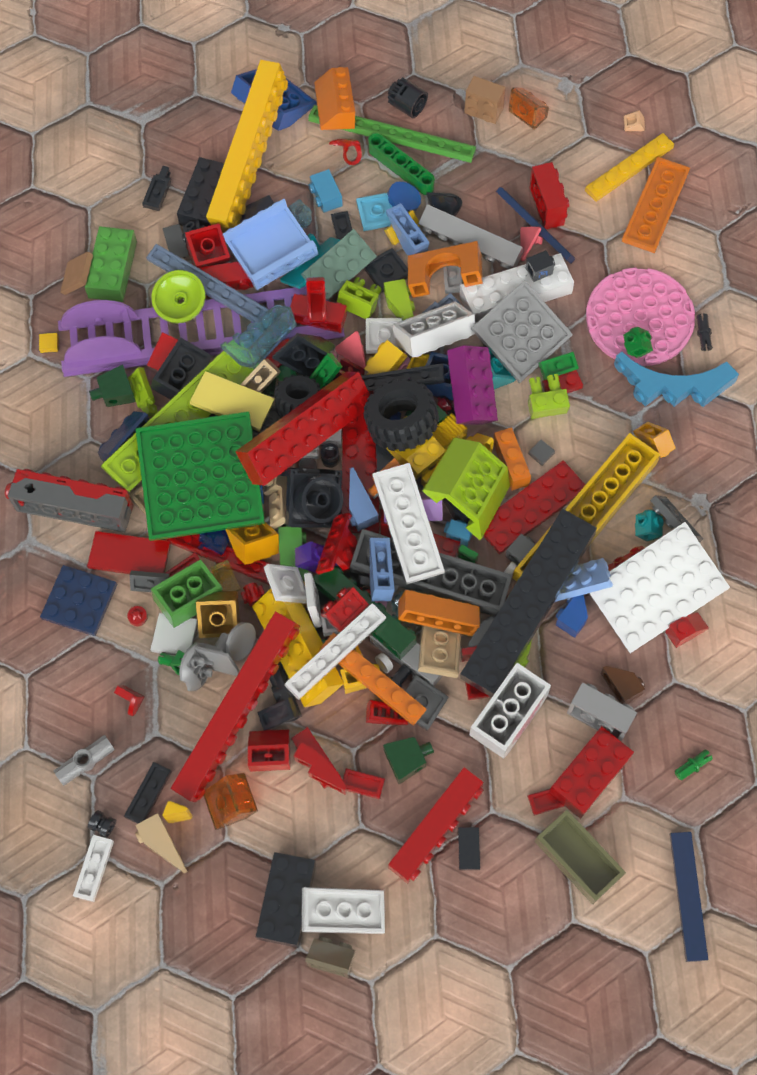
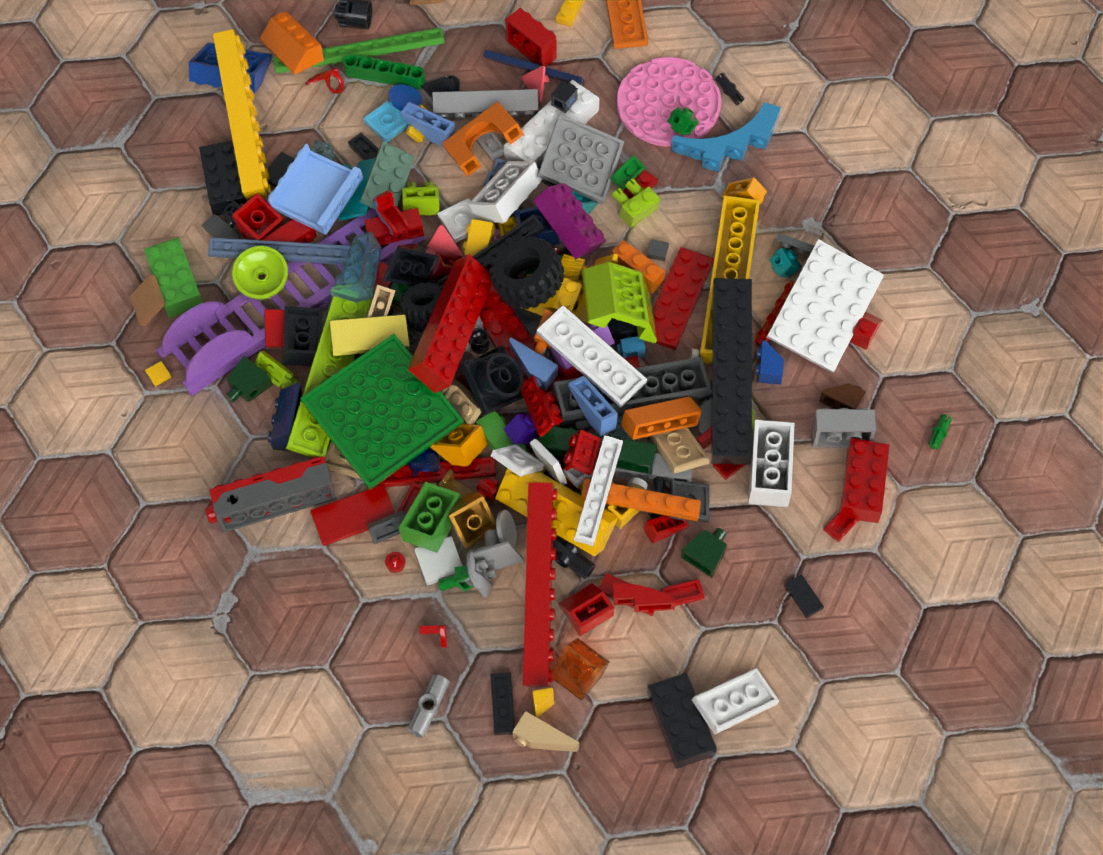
camera: 30 degrees left, 5 degrees down
(78, 600) = (332, 577): dark blue plate -> none
(93, 868) = (496, 790): white plate -> none
(101, 823) = (484, 748): black wheel -> none
(157, 189) = (175, 195): black hinge -> none
(277, 714) = (575, 574): black tile -> none
(325, 190) = (331, 124): dark azure brick -> none
(326, 370) = (435, 269): green plate -> none
(331, 957) = (750, 745): dark tan slope -> none
(386, 268) = (429, 165): black tile -> none
(398, 299) = (455, 184): lime slope -> none
(435, 826) = (766, 591): red brick -> none
(467, 554) = (648, 360): green tile -> none
(519, 549) = (692, 335): dark grey brick -> none
(579, 857) = (899, 550): olive piece -> none
(586, 579) = (767, 326): light blue wing -> none
(688, 897) = (1001, 536): dark blue tile -> none

